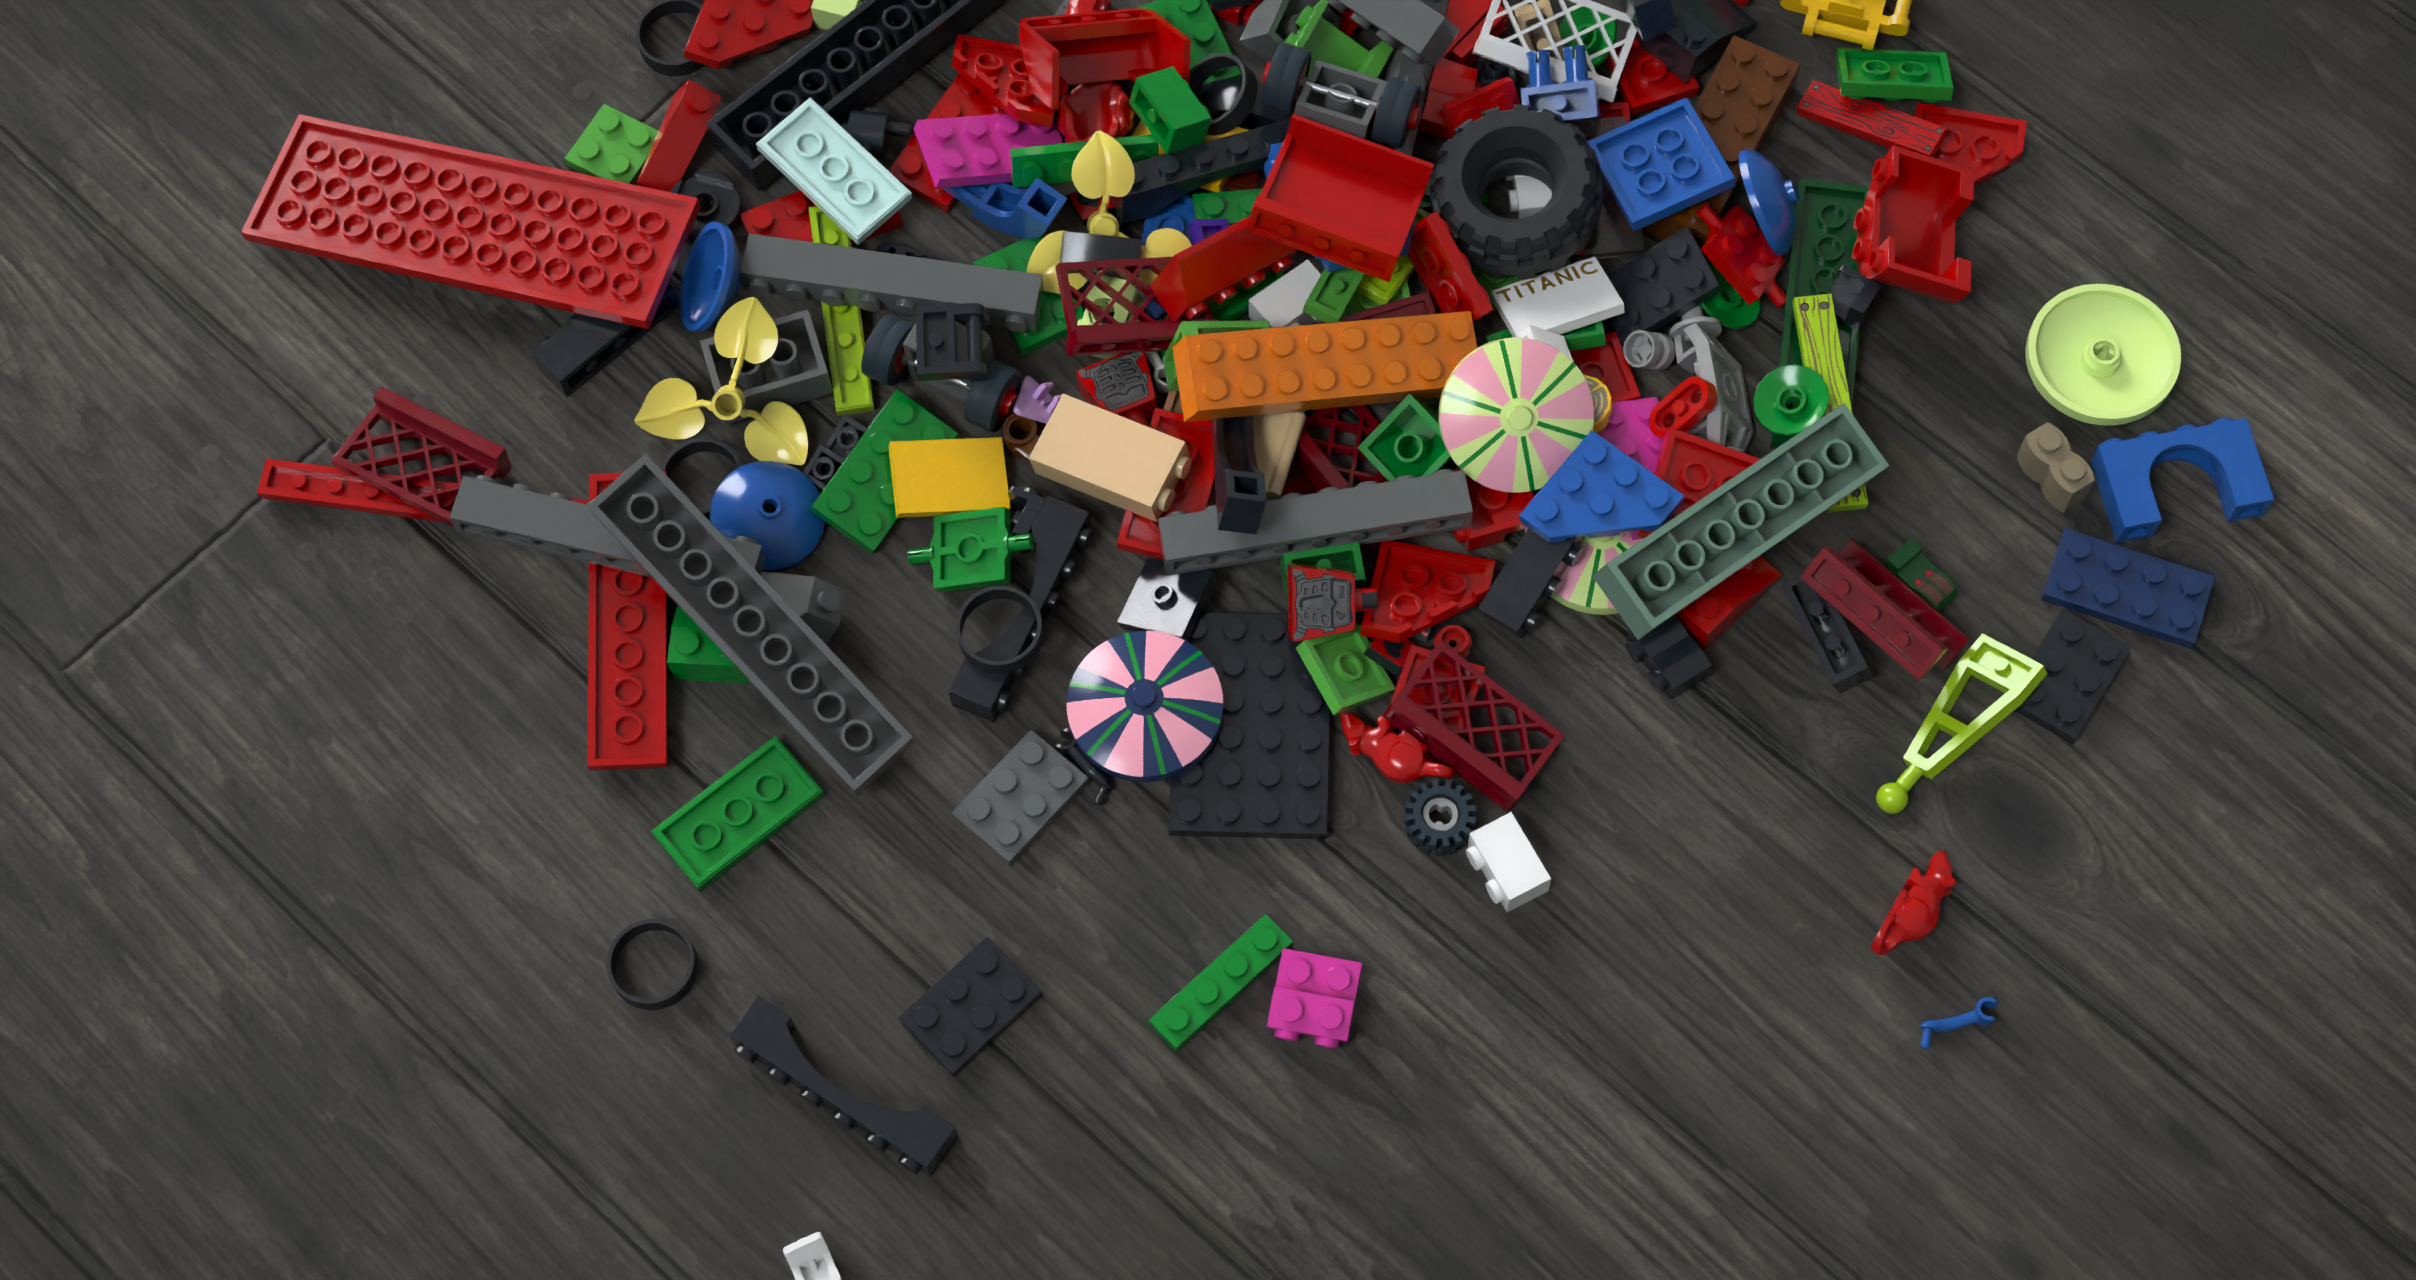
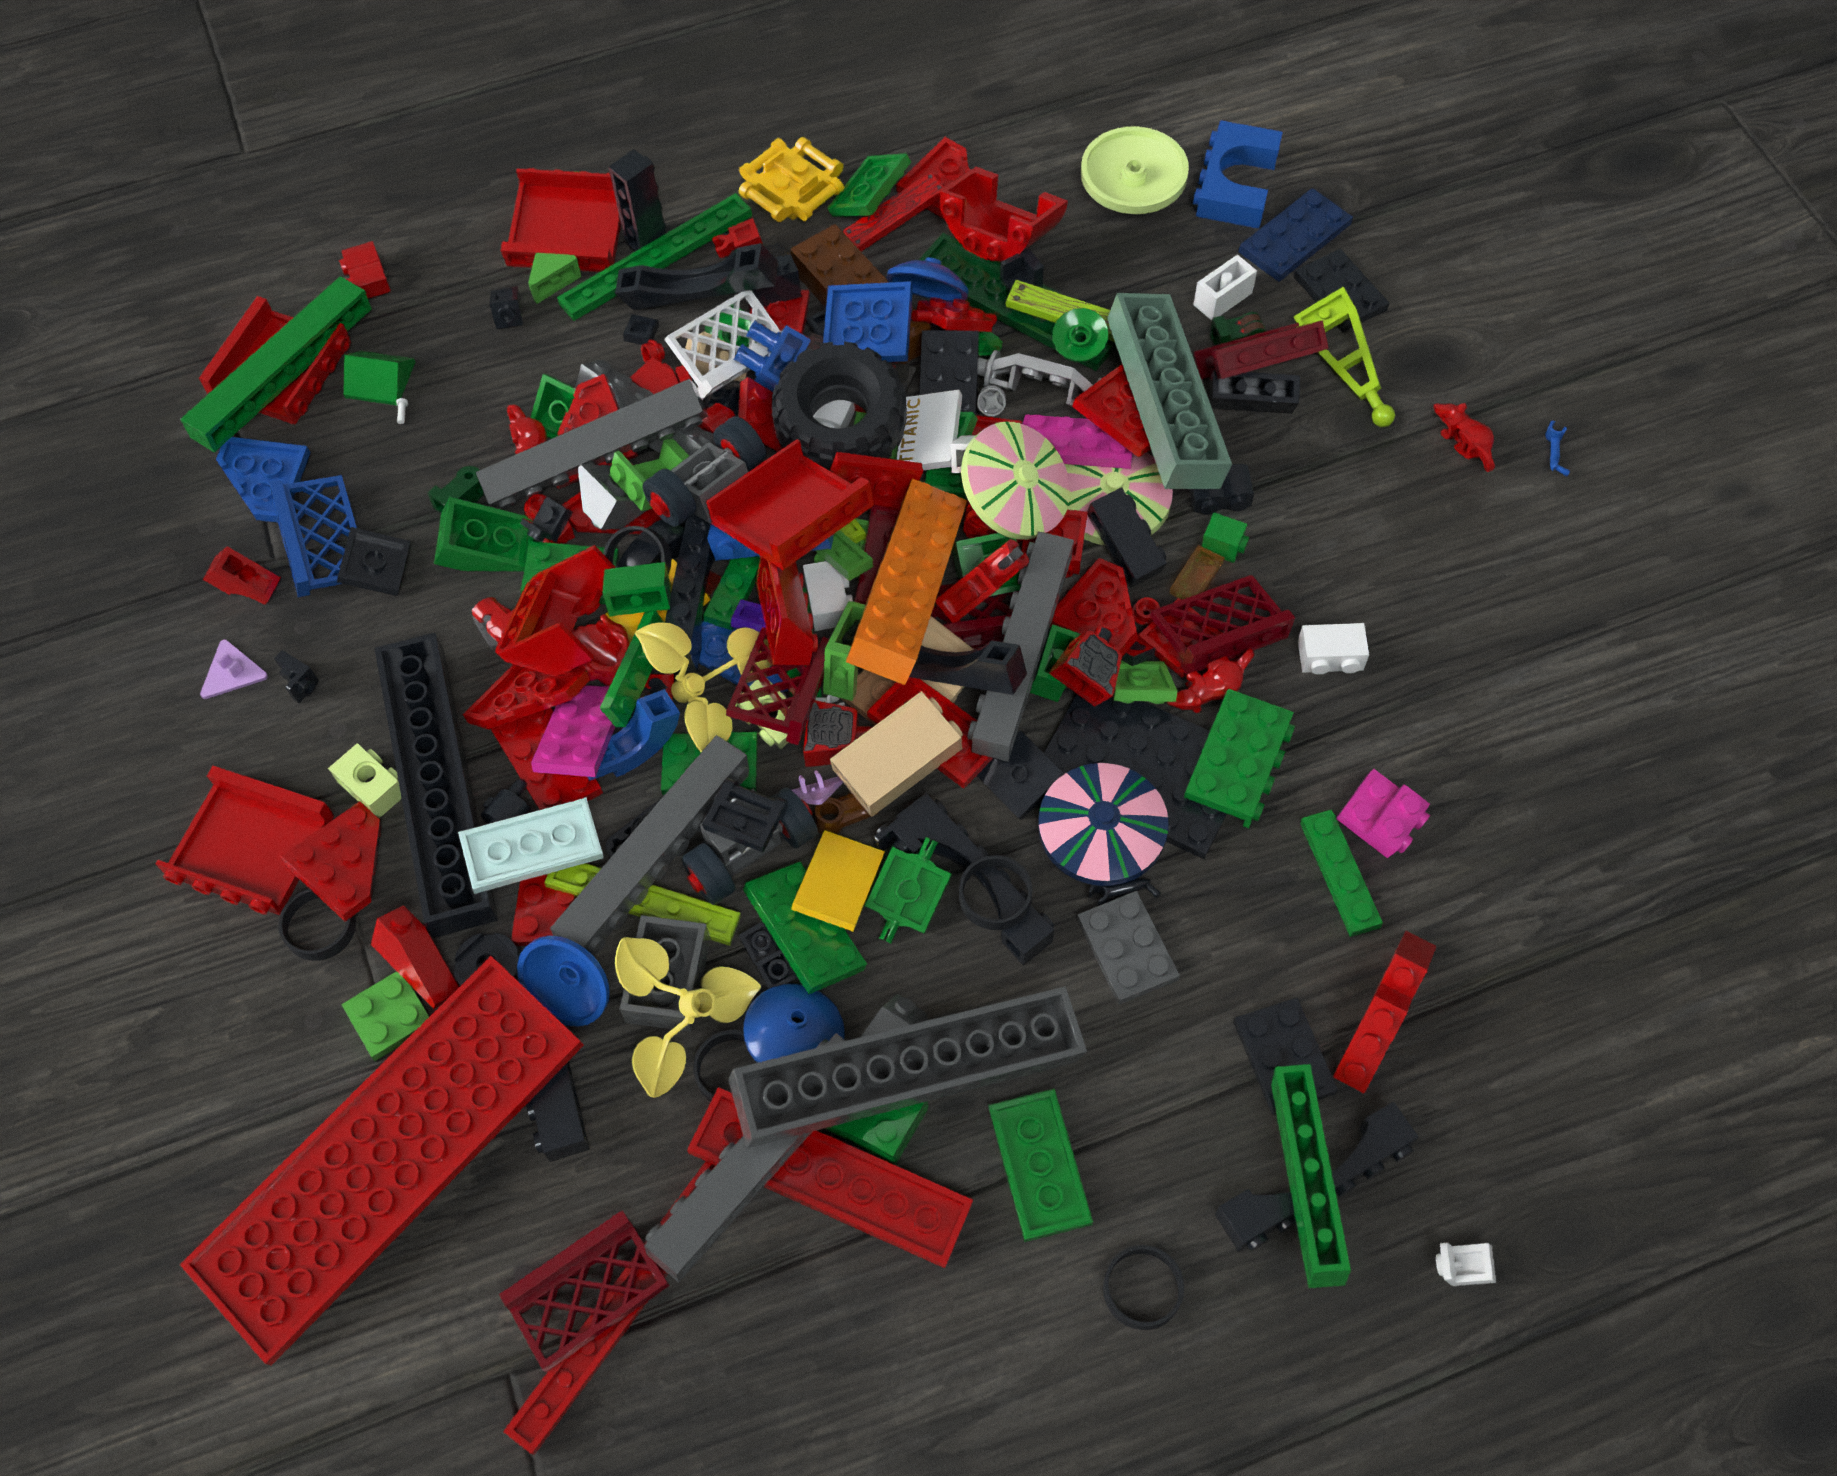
camera: 65 degrees left, 5 degrees down
(819, 1060) = (1310, 1177): none -> green brick
(1055, 1076) = (1385, 1011): none -> red arch
(1093, 247) = (719, 690): black slope -> none
(1305, 816) = (1240, 756): none -> green bracket
(1374, 444) = (982, 581): none -> red plate
(1437, 835) = (1278, 690): black bush -> none
(1537, 677) = (1197, 573): none -> clear orange tile
(1599, 684) = (1225, 537): none -> green brick
(1600, 496) = (1103, 460): blue plate -> none
(1683, 406) = (1057, 391): red plate -> none
(1973, 534) = (1225, 287): none -> white brick
(2059, 471) = (1198, 228): dark tan brick -> none

